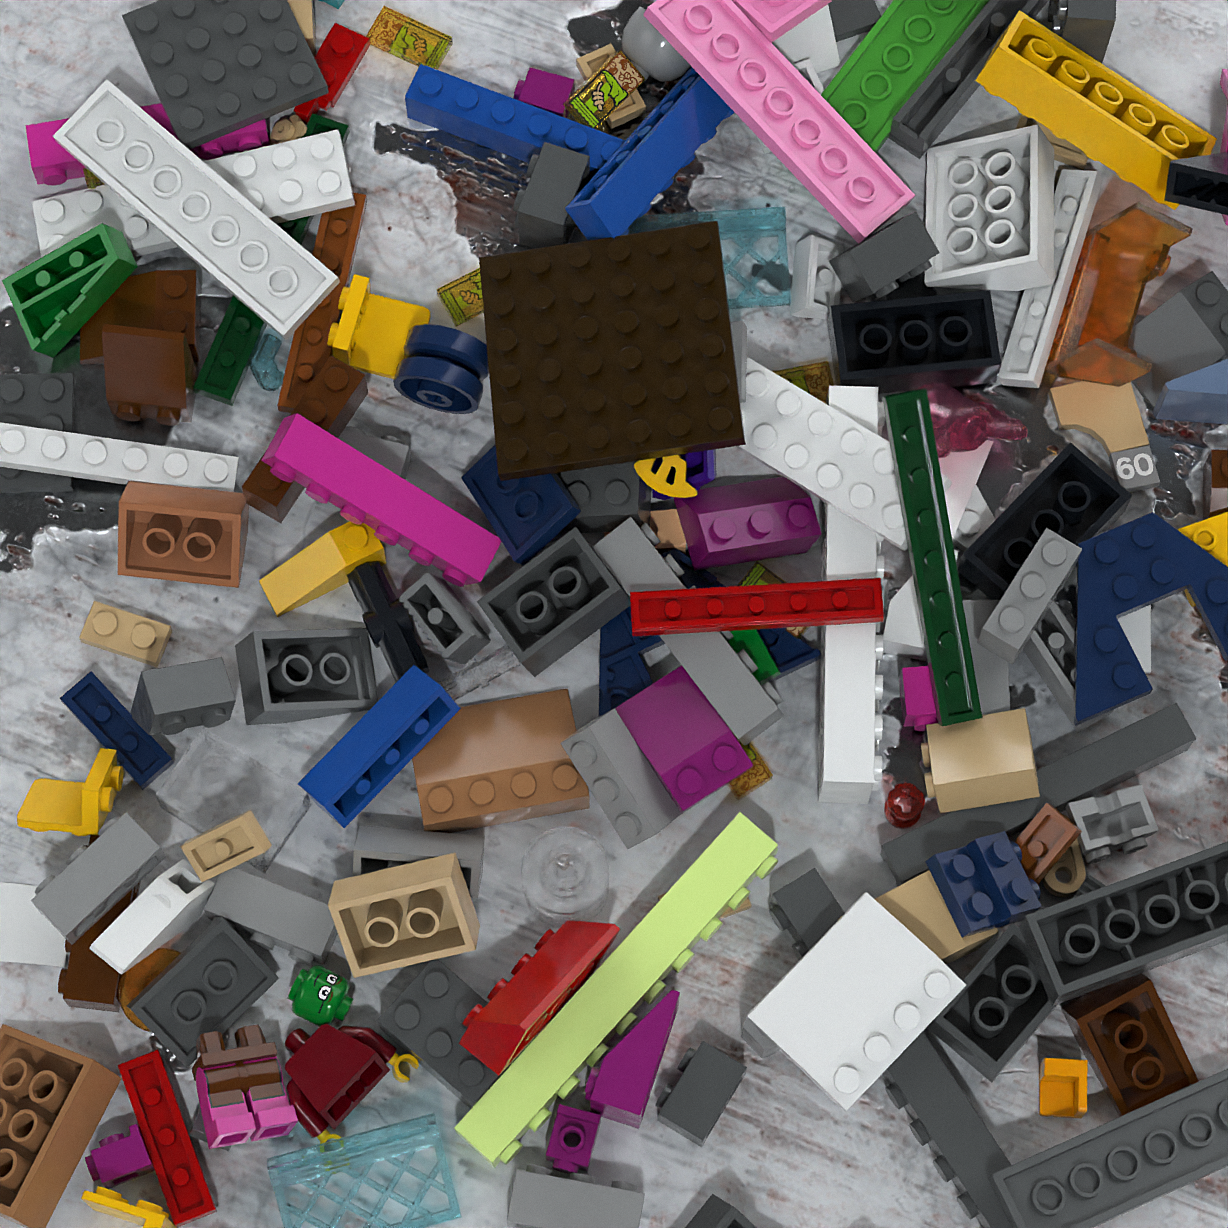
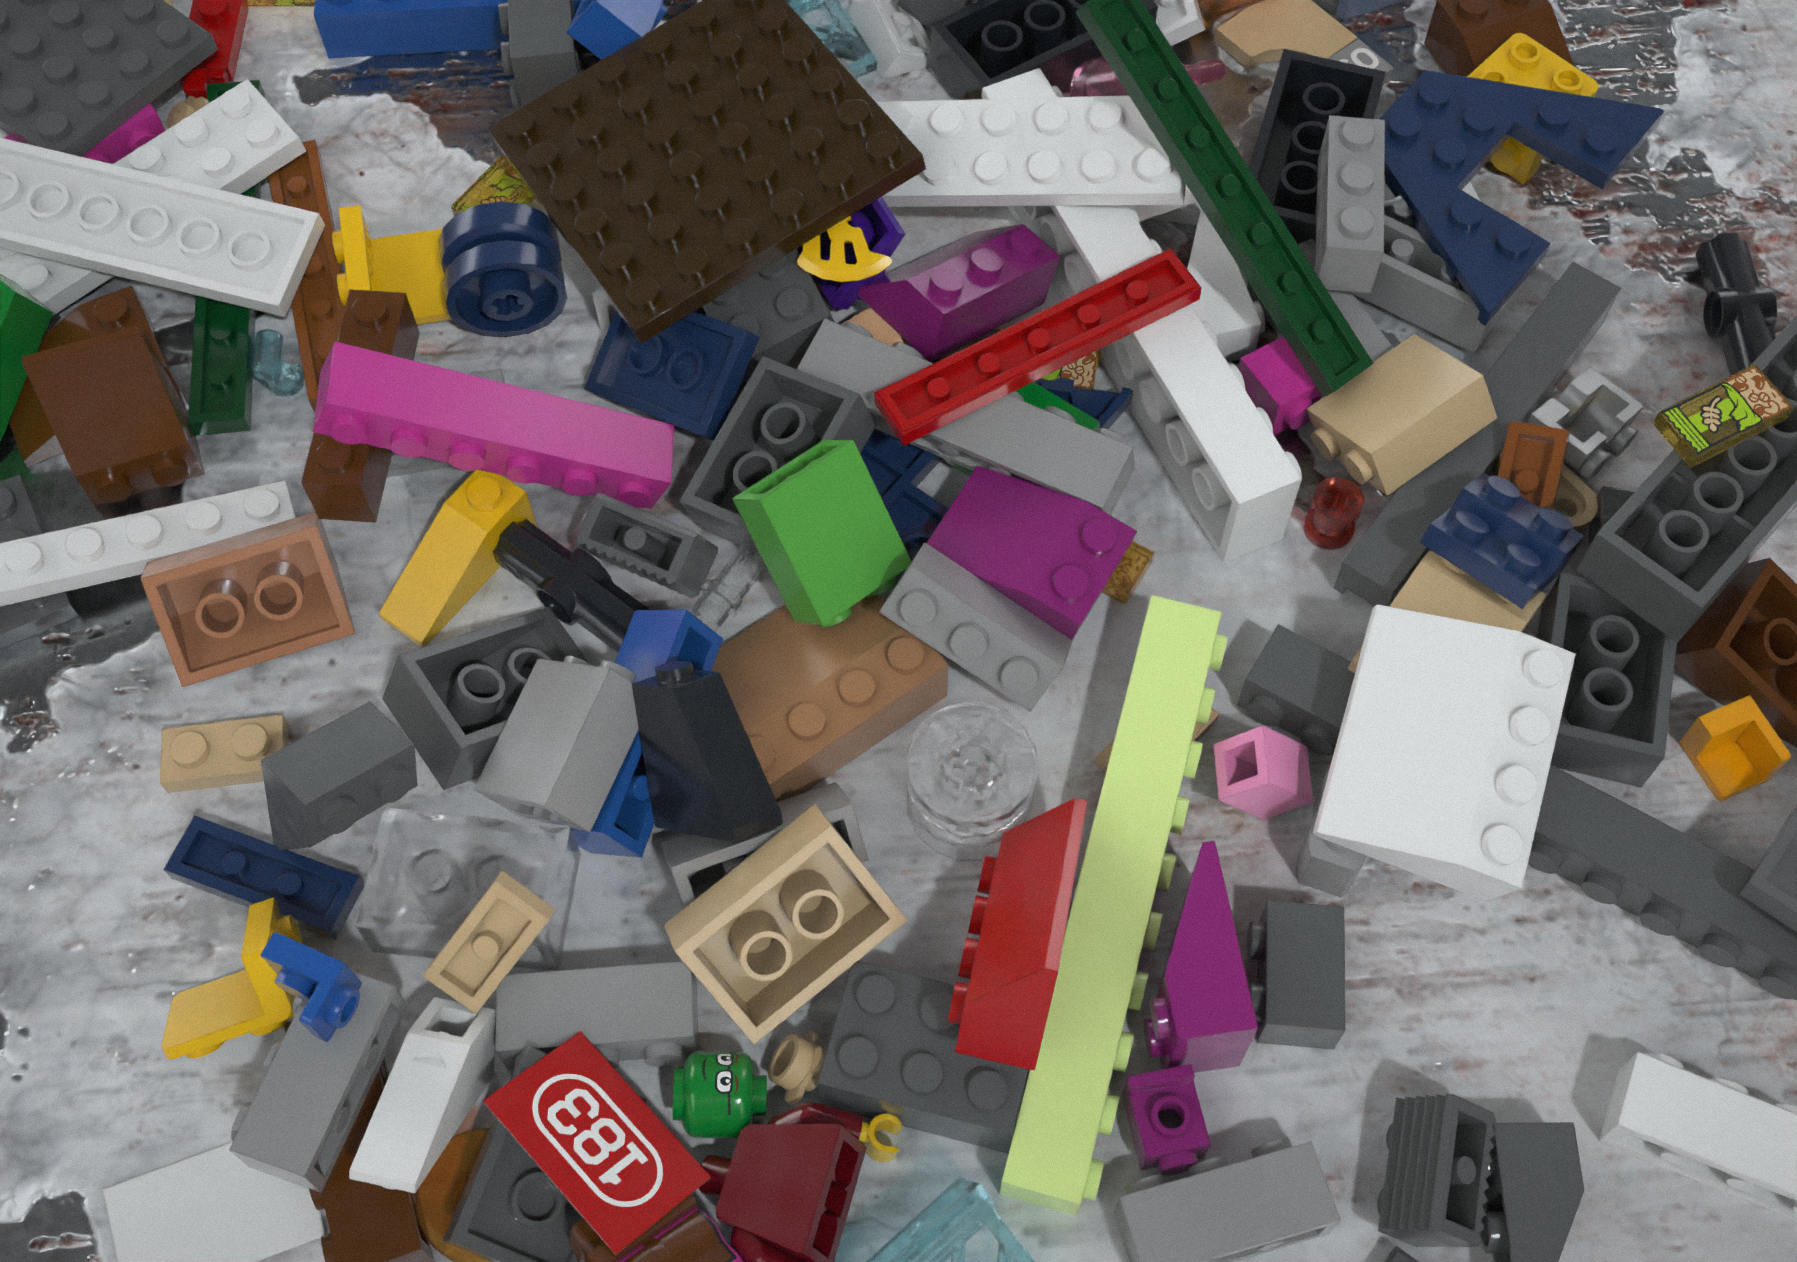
camera: 25 degrees left, 10 degrees down
(114, 820) = (317, 978): none -> blue bracket
(236, 991) = (597, 1141): none -> red sticker
(328, 736) = (563, 742): none -> light grey brick
(374, 1000) = (797, 1065): none -> tan plate
(403, 788) = (700, 757): none -> black slope
(552, 672) = (823, 532): none -> bright green brick
(750, 959) = (1263, 773): none -> bright pink brick
(1156, 877) = (1722, 415): none -> tile

